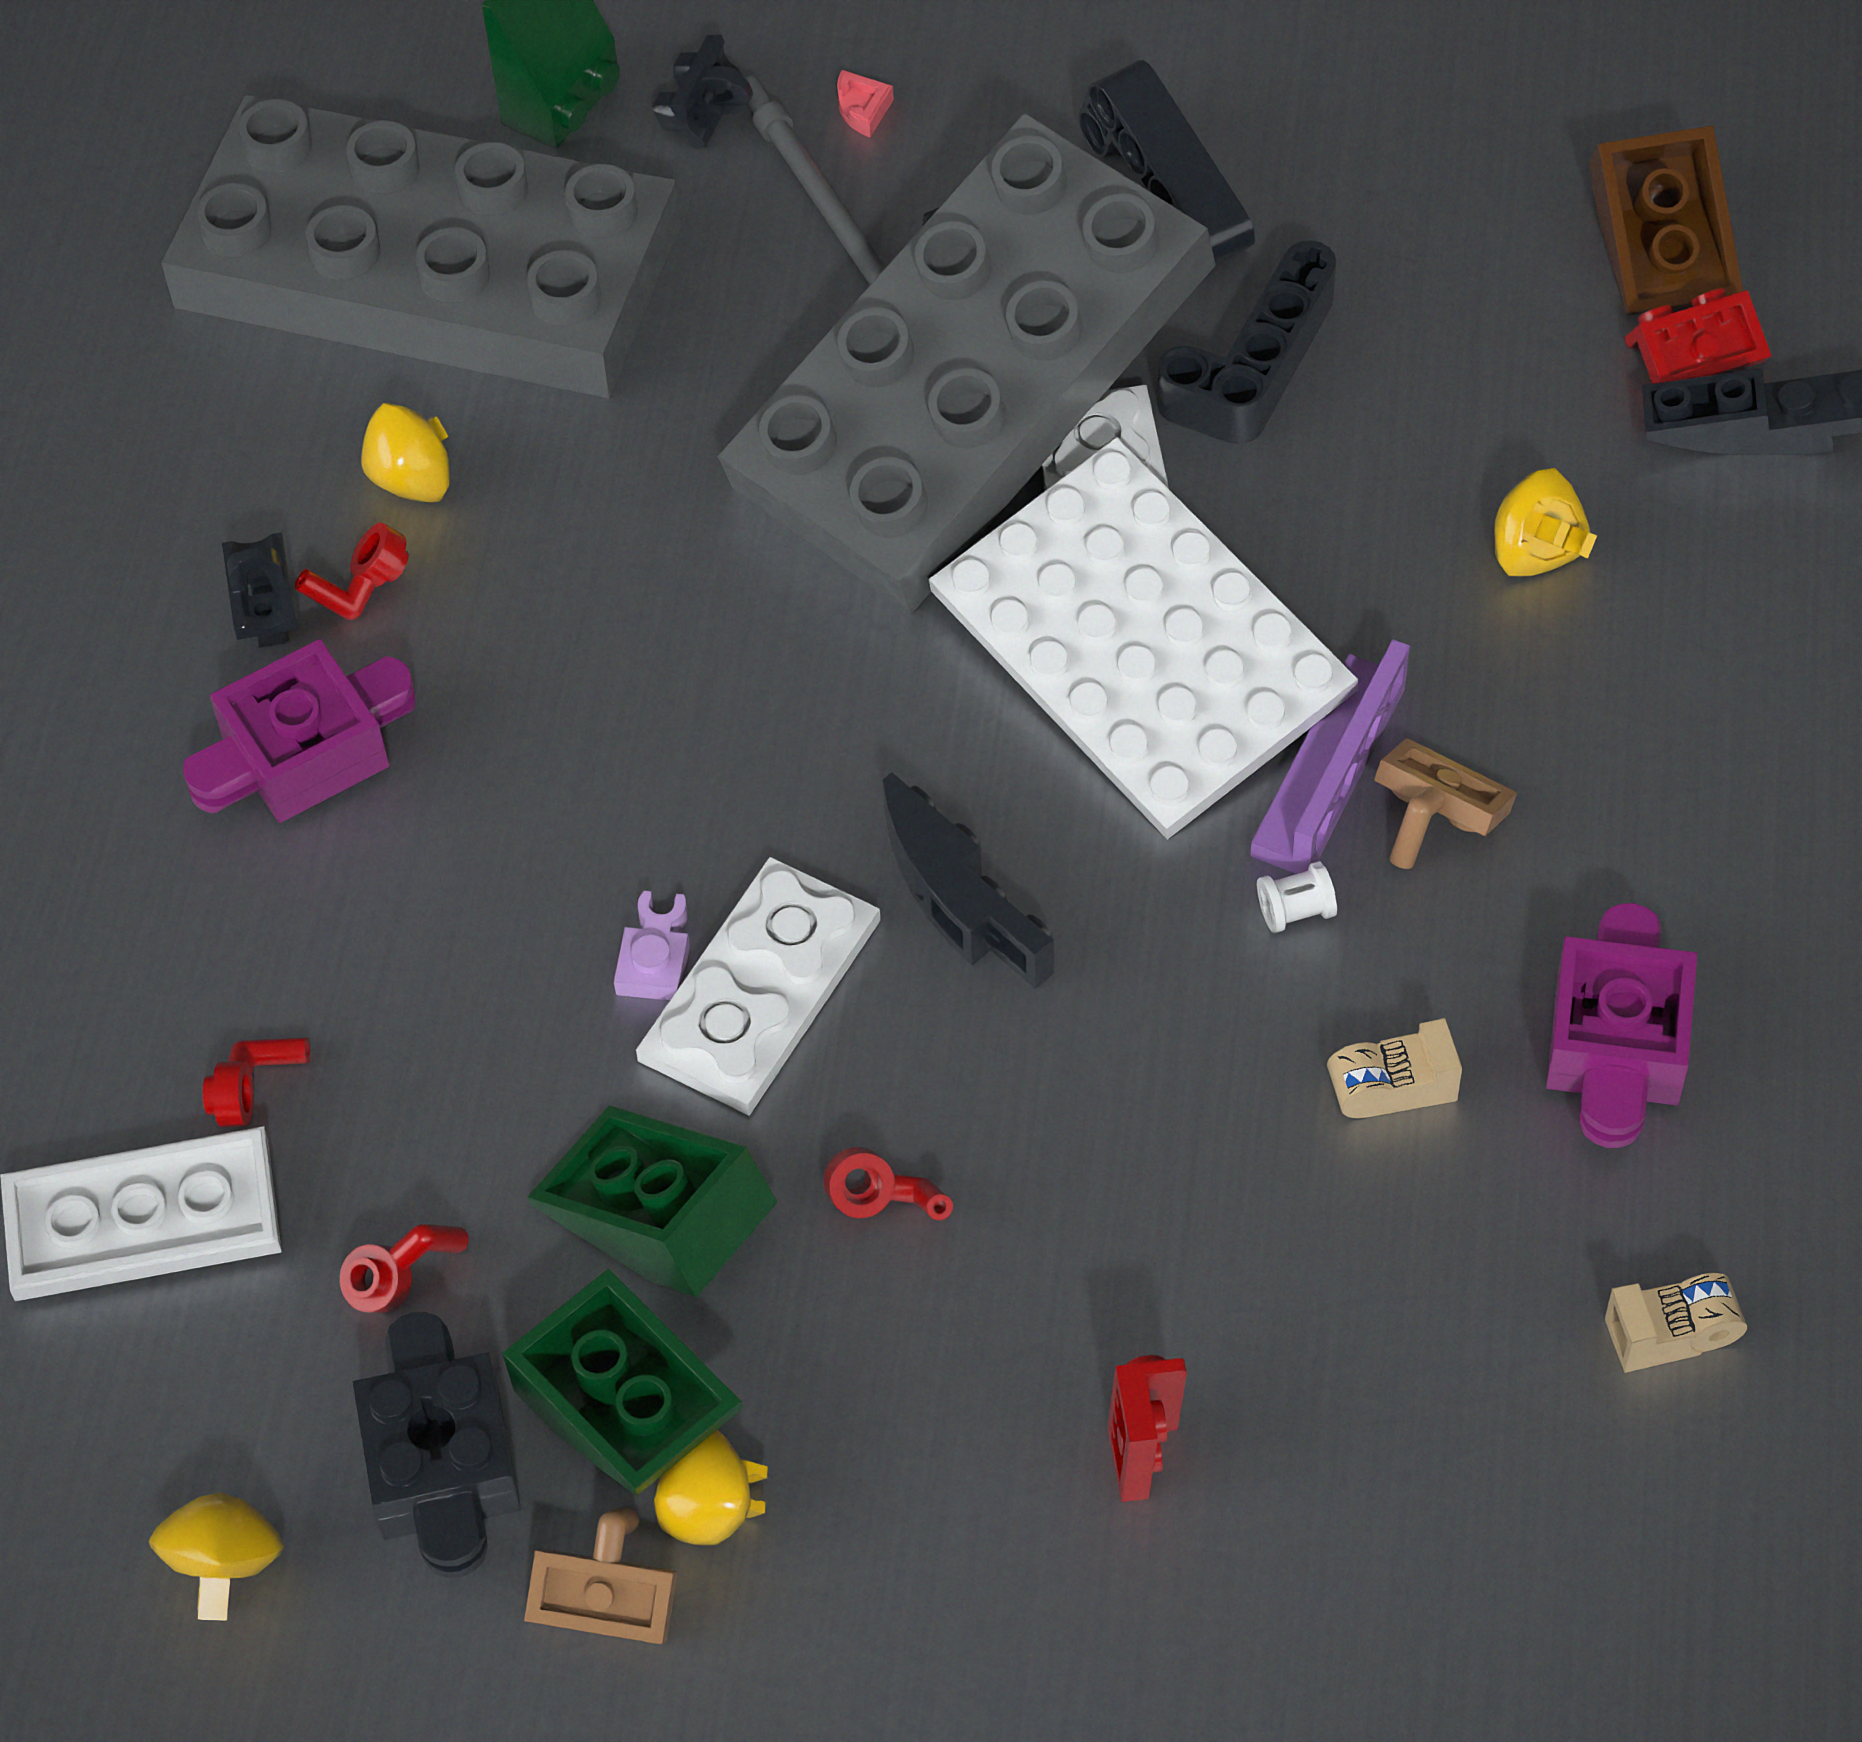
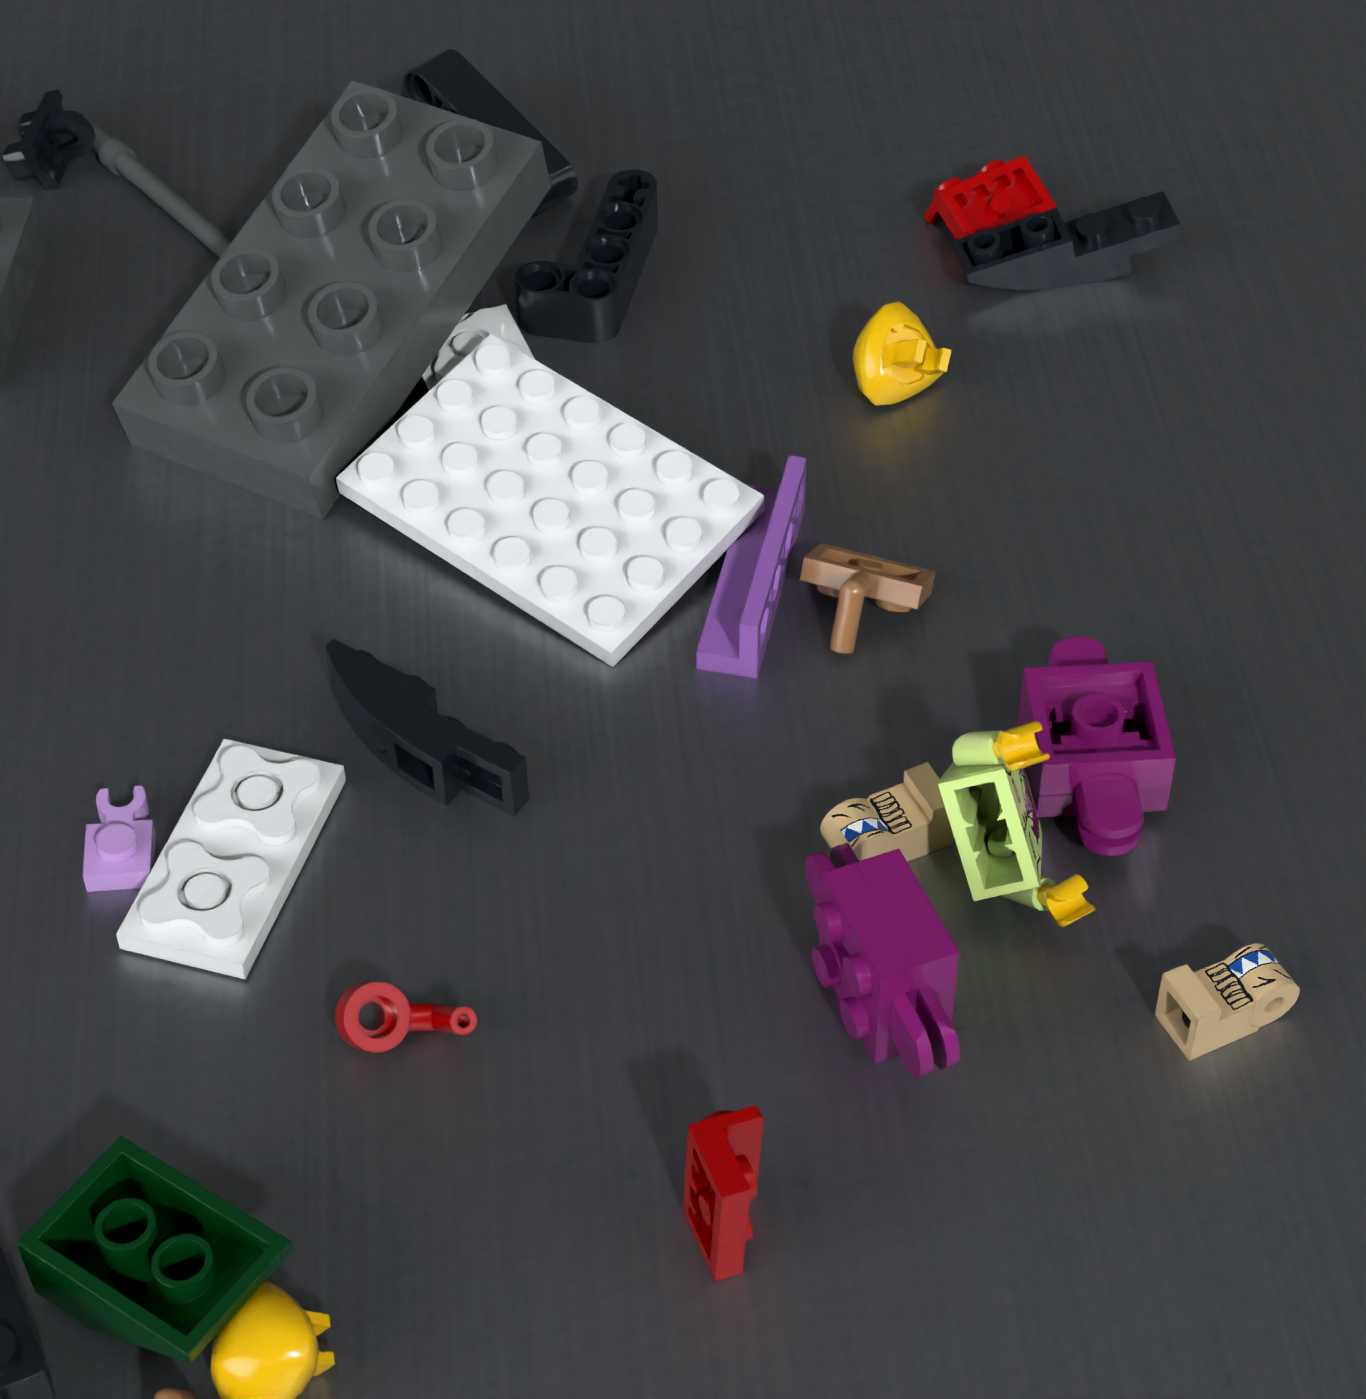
camera: 15 degrees left, 10 degrees down
(657, 1197) = (163, 1068): dark green slope -> none
(863, 101) = (198, 133): coral tile -> none
(1297, 897) = (752, 689): white bush -> none
(1349, 1220) = (885, 957): none -> magenta brick
(1497, 1103) = (999, 823): none -> yellowish green torso
(1665, 218) = (931, 114): reddish brown slope -> none

